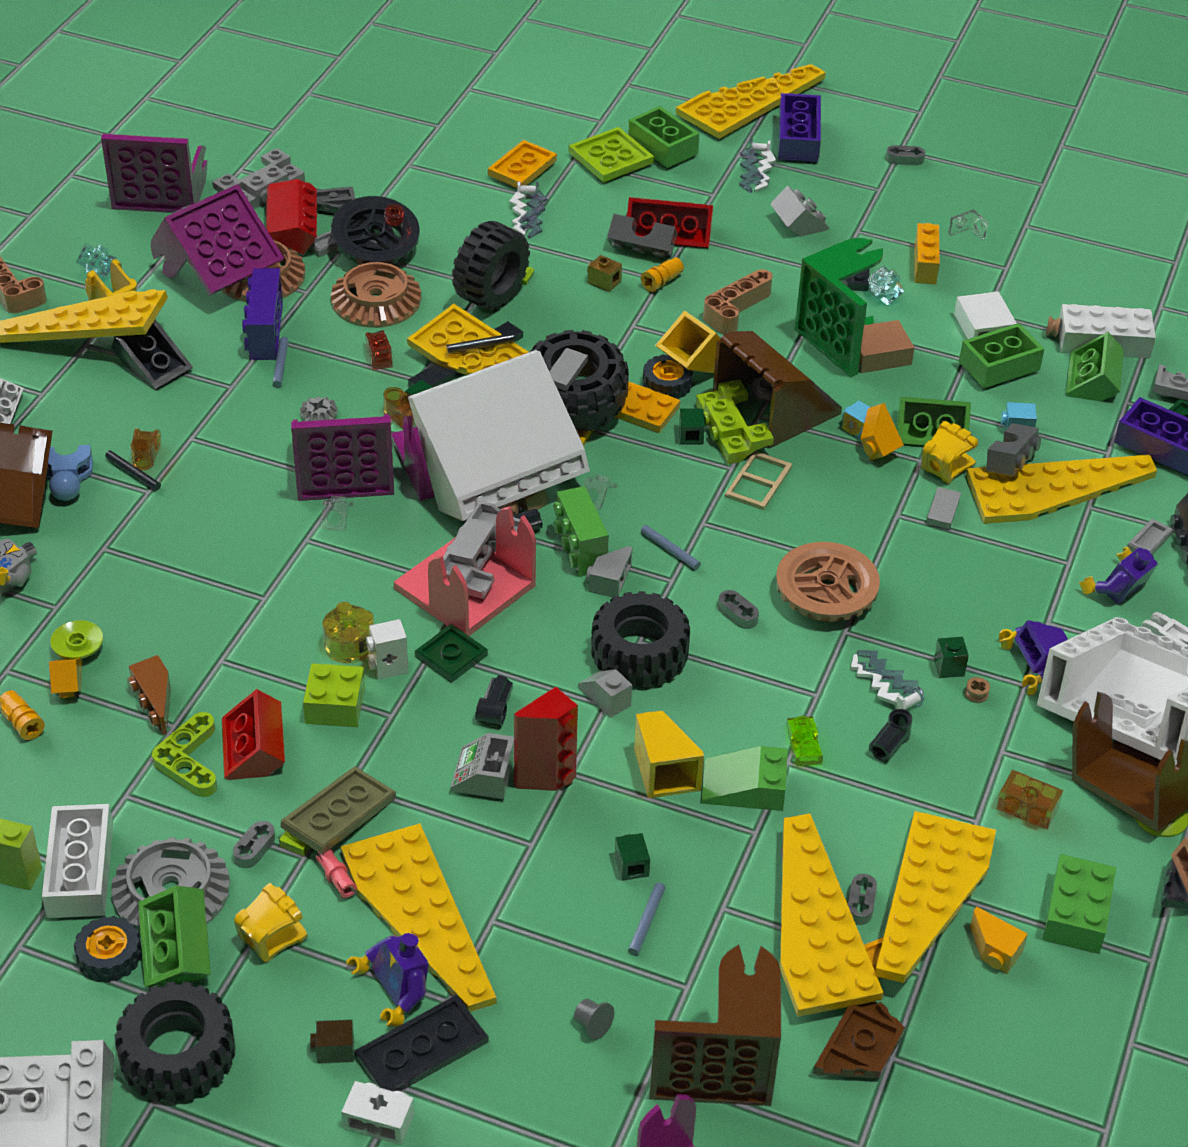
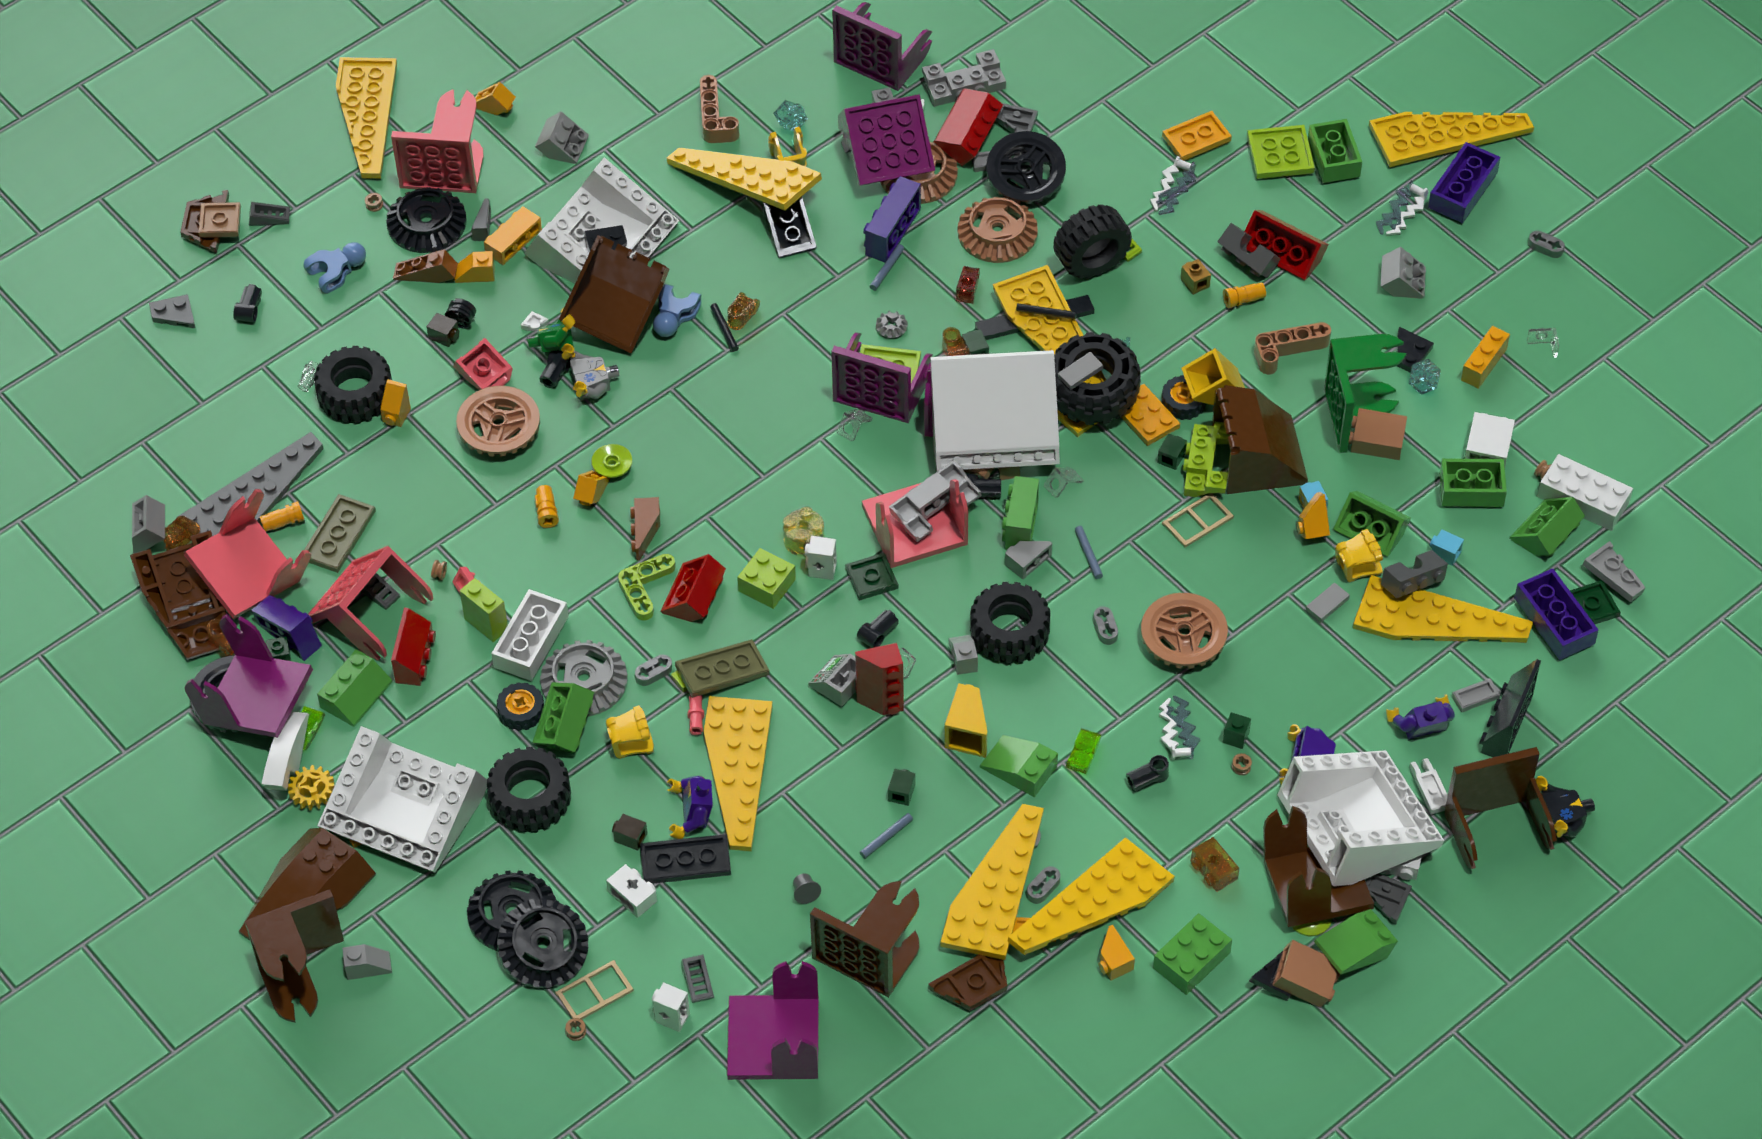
camera: 30 degrees right, 10 degrees up
(394, 220) = (1050, 154): clear red bush -> none

